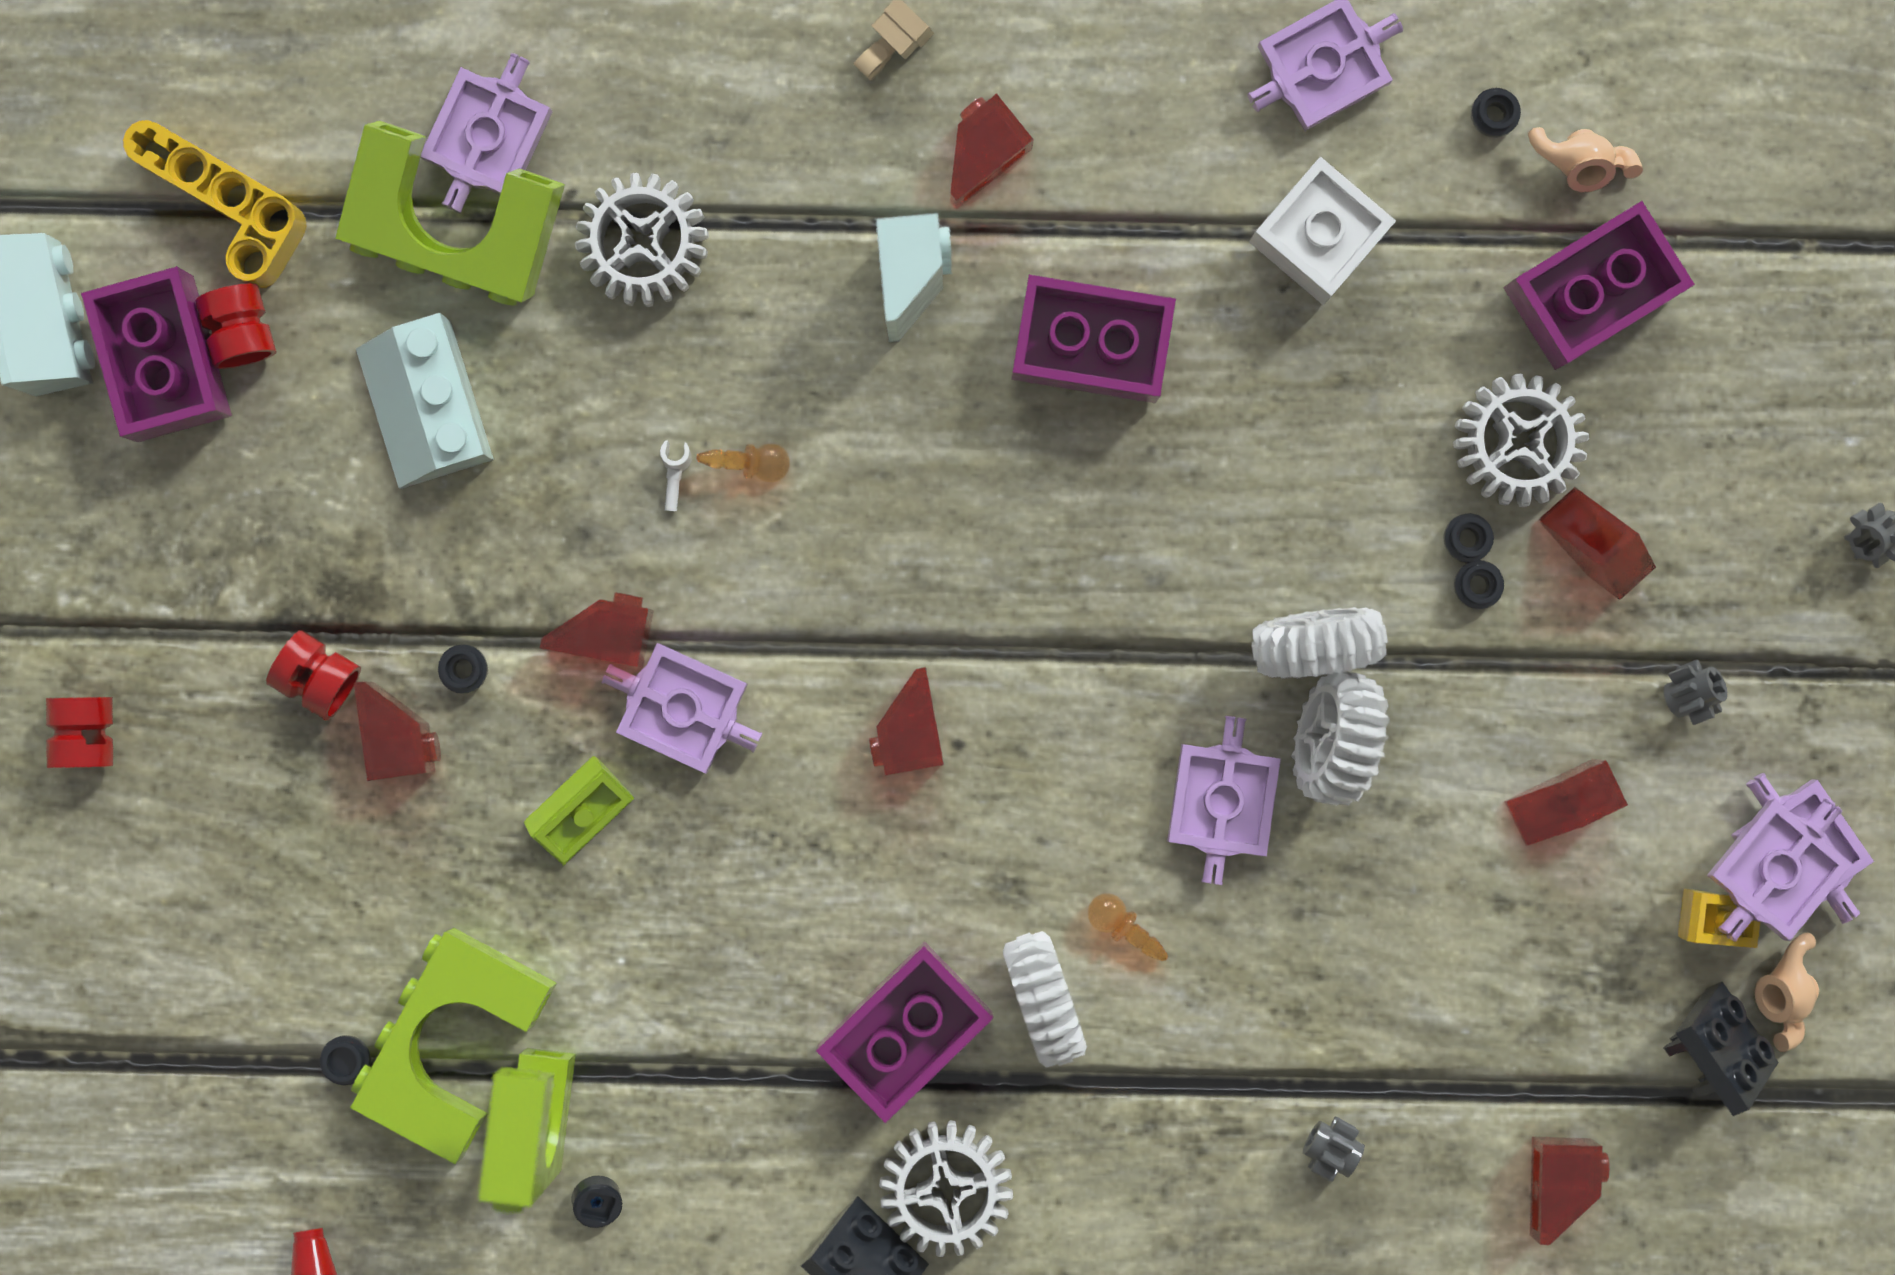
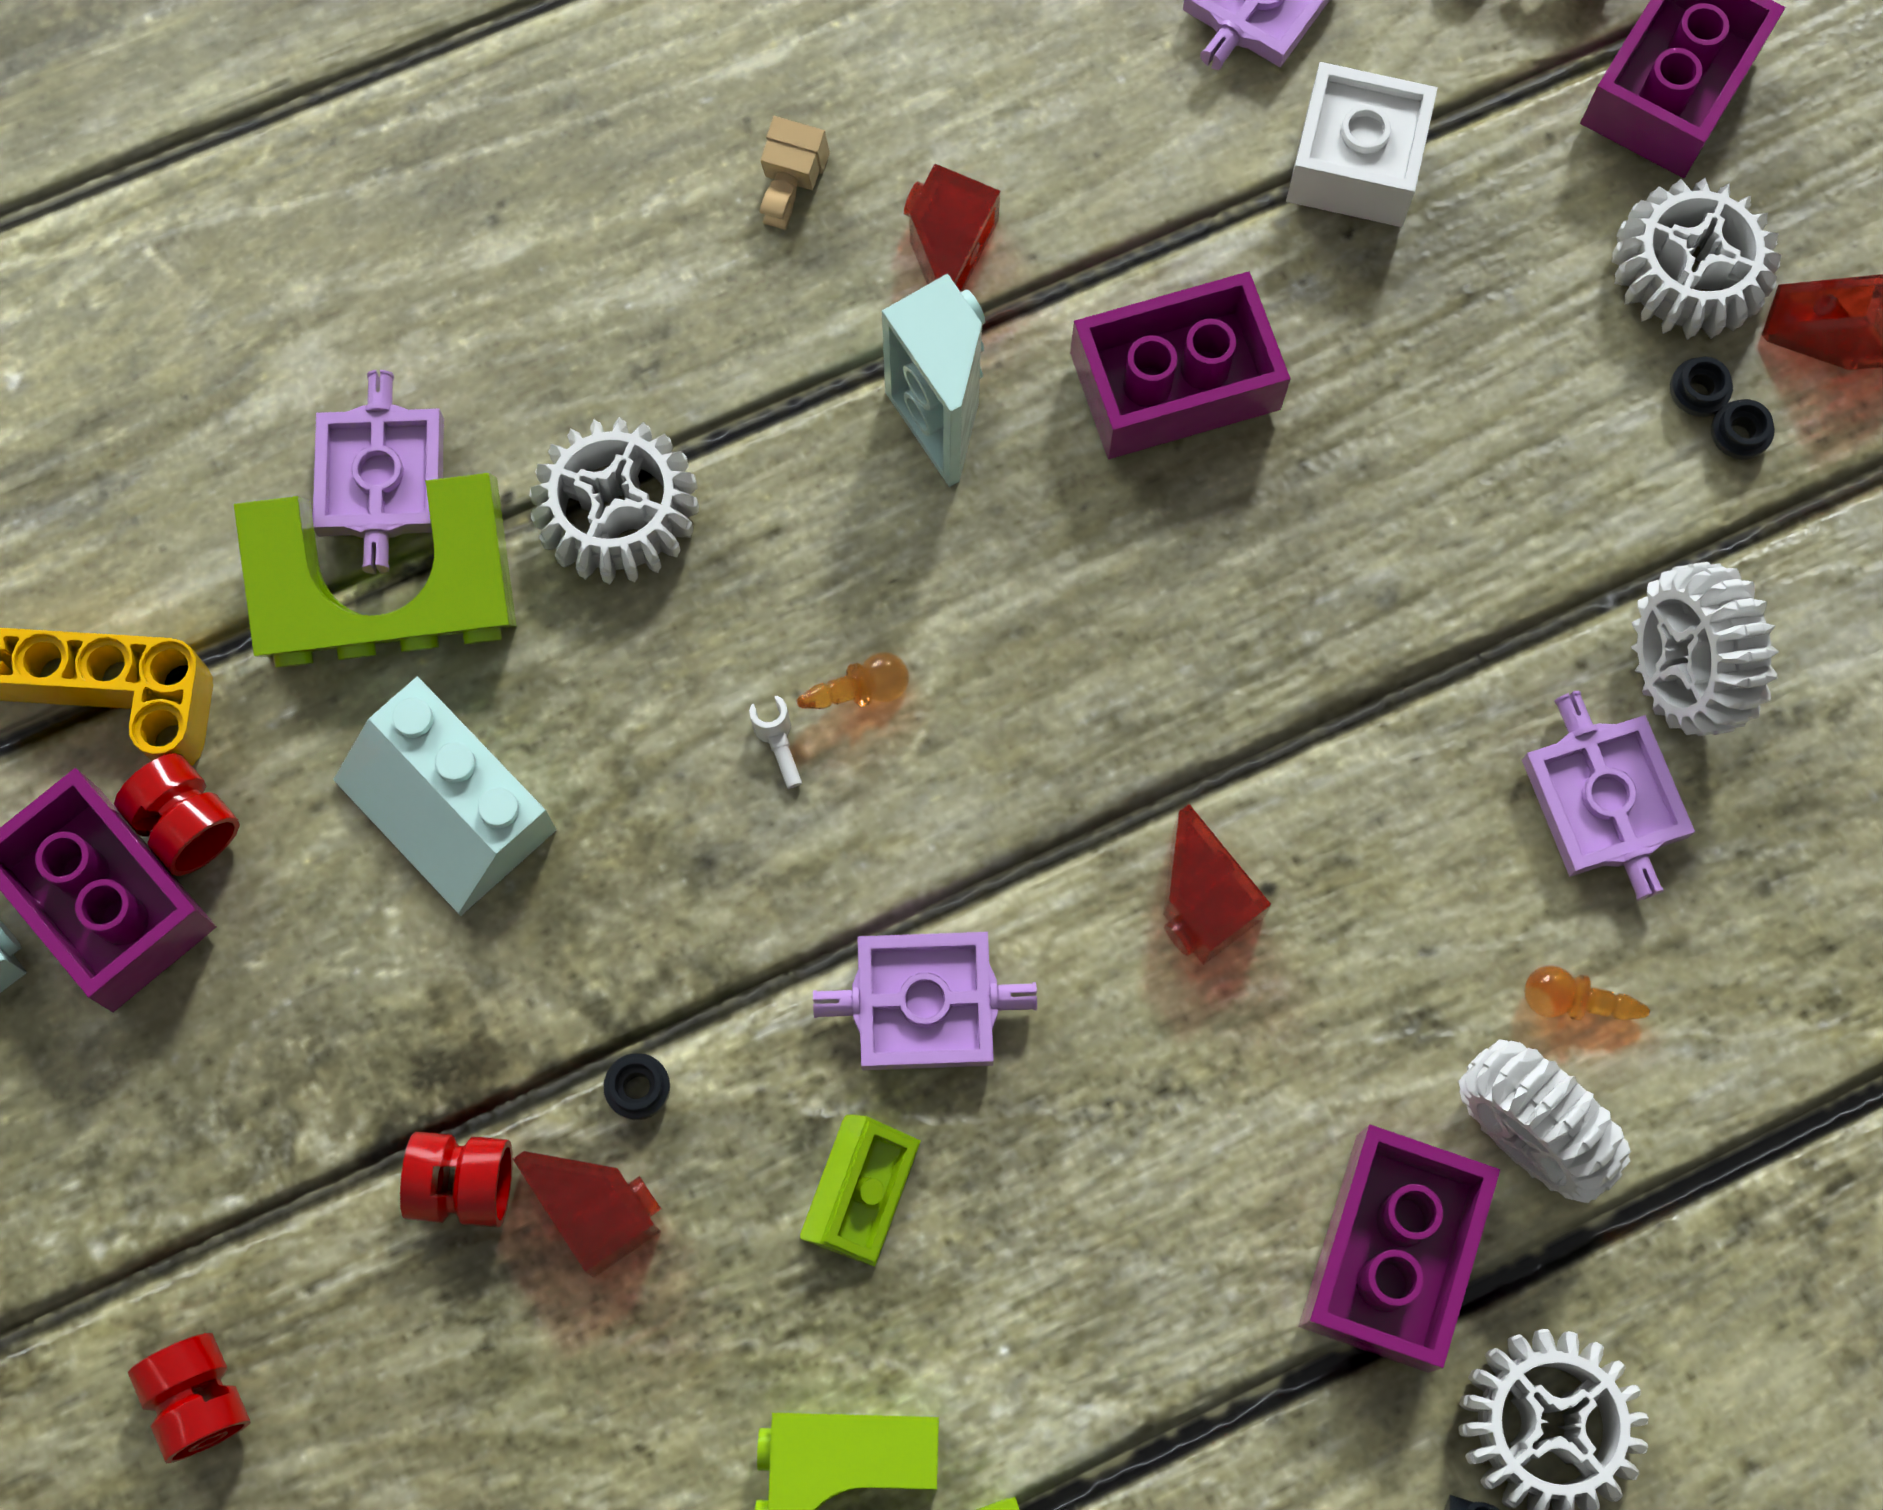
camera: 30 degrees left, 15 degrees down
(606, 631) = (788, 956): clear red slope -> none
(1319, 642) = (1618, 555): white gear -> none

